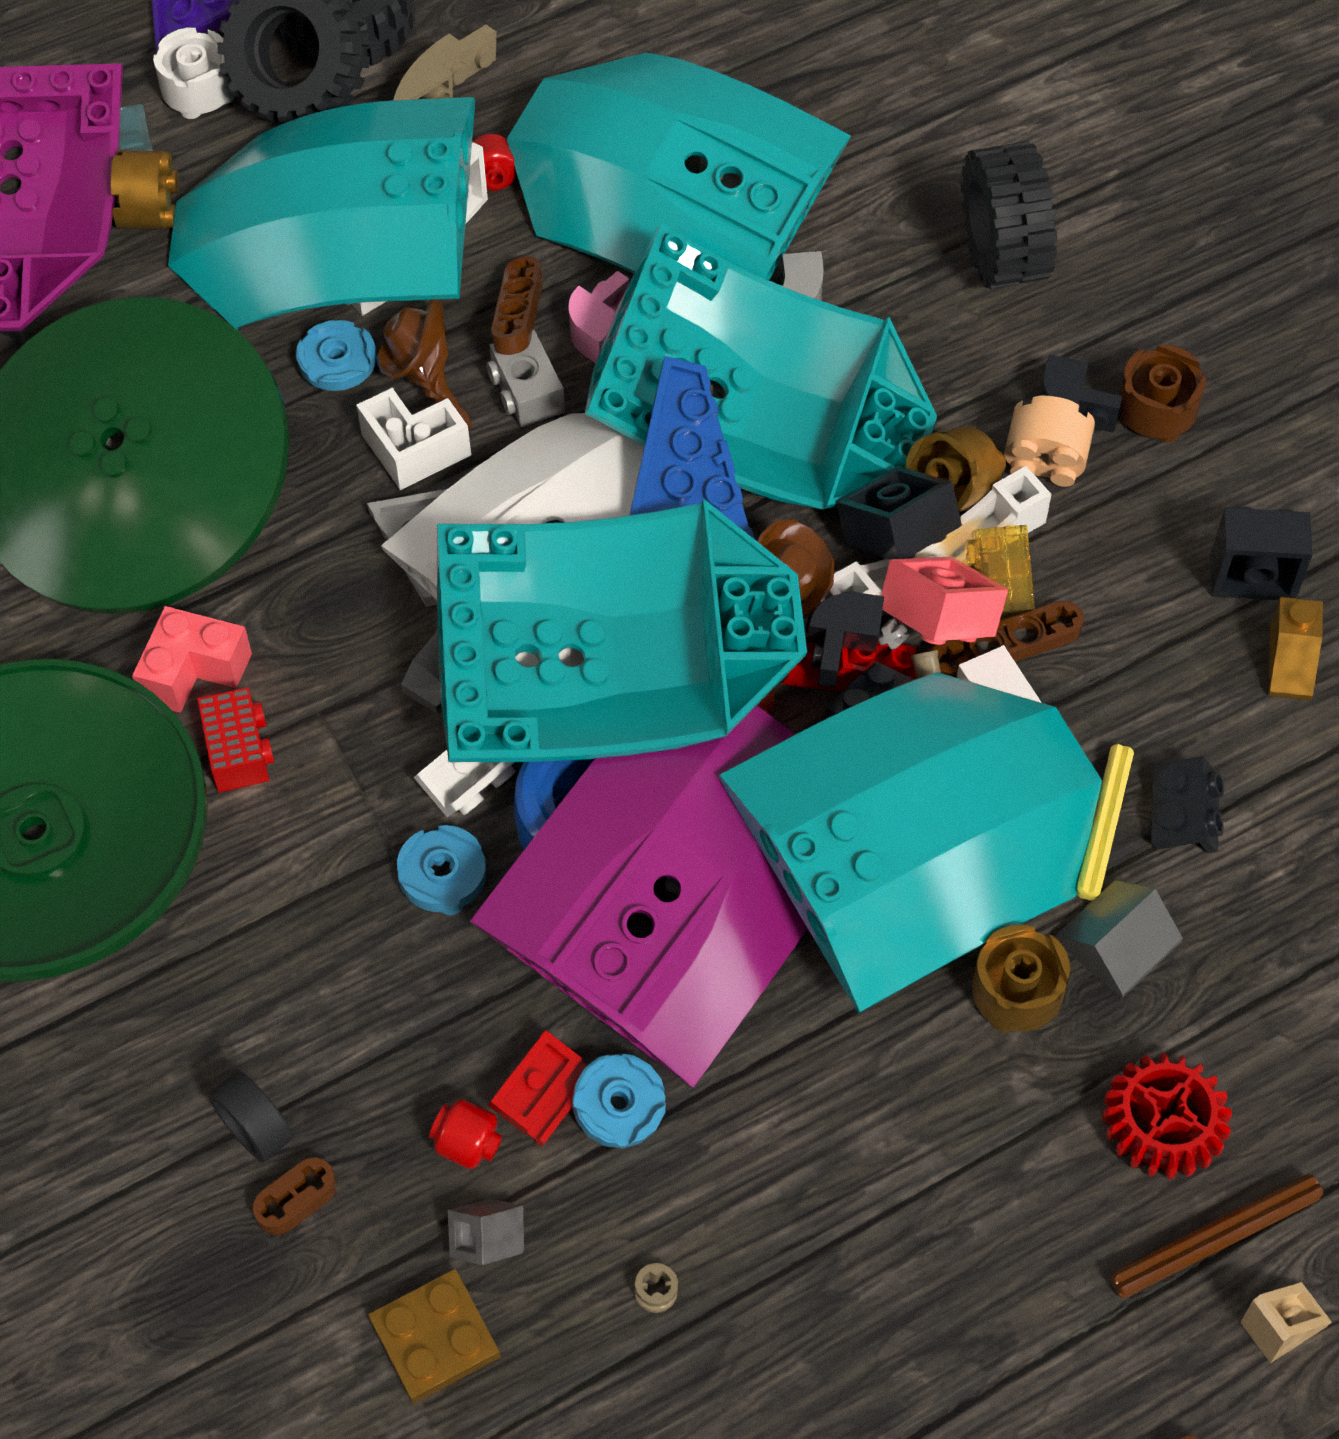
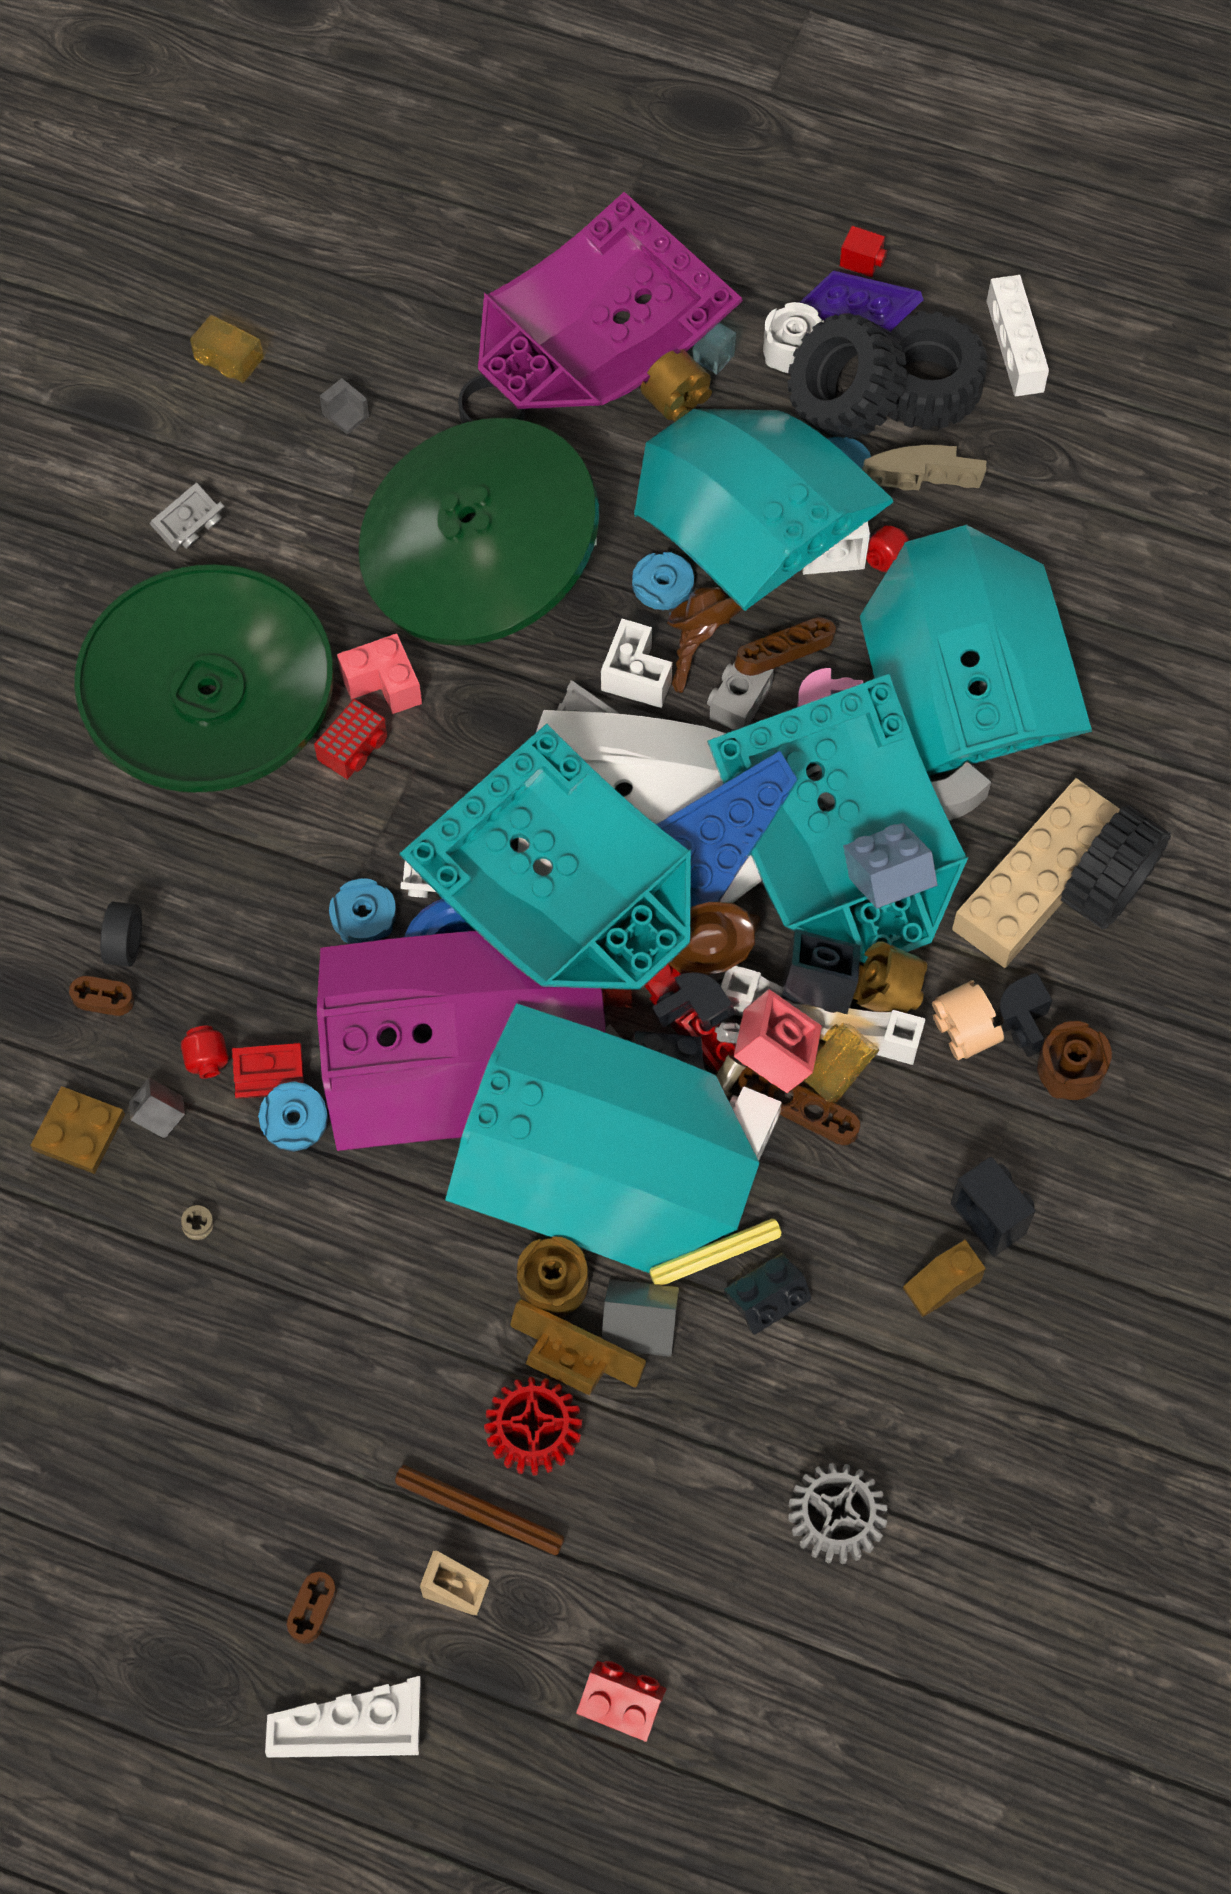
camera: 50 degrees right, 5 degrees up
(846, 376) = (890, 865): none -> sand blue brick
(944, 287) = (1033, 875): none -> tan brick
(1113, 1021) = (572, 1352): none -> pearl gold bracket

